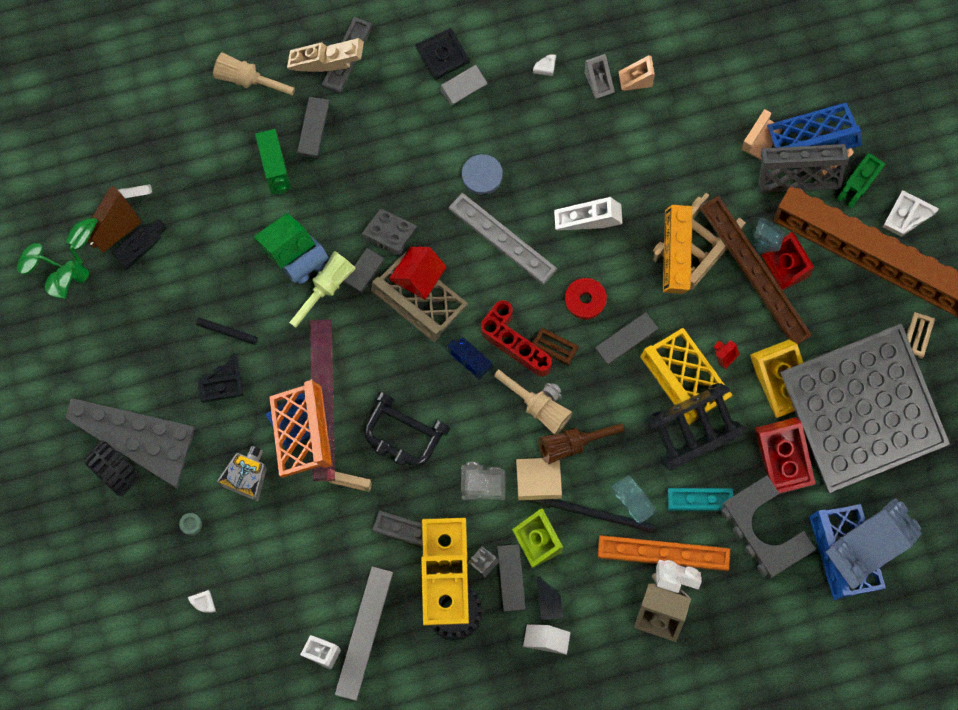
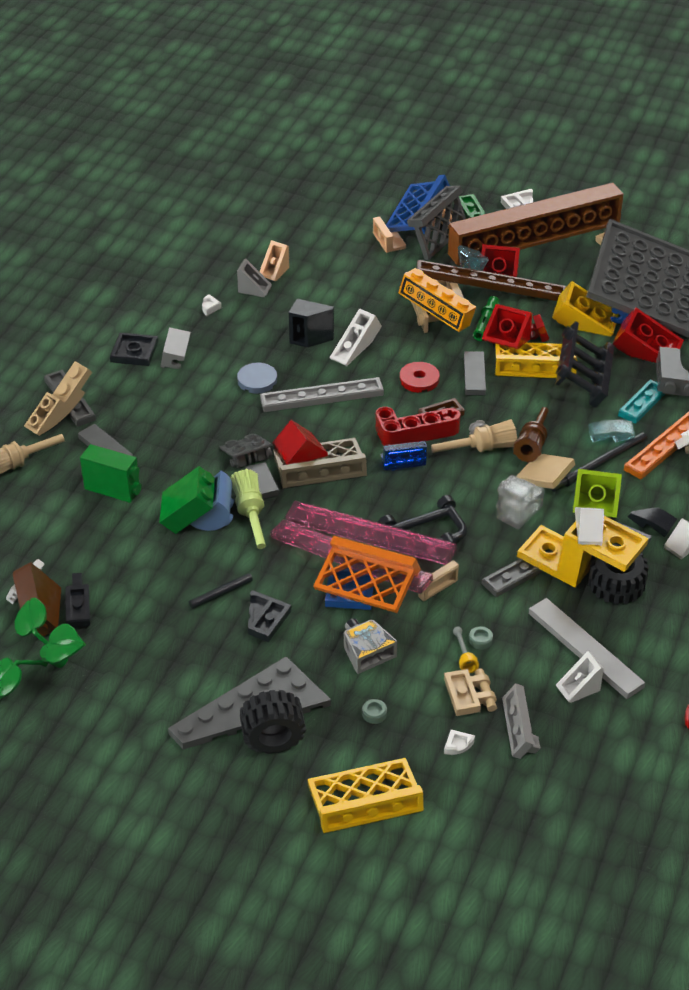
camera: 55 degrees left, 30 degrees down
(94, 581) = (368, 807): none -> yellow fence
(233, 646) = (519, 723): none -> light grey hinge
(249, 574) = (463, 694): none -> tan plate
(284, 557) = (467, 659): none -> yellow hinge
(318, 550) = (480, 638): none -> sand green tile
(361, 396) = (371, 532): none -> clear pink tile
(442, 569) = (589, 525): none -> white slope
(569, 167) = (310, 323): none -> black slope
(697, 330) = (508, 327): none -> red slope
(716, 296) = (485, 316): none -> green pin

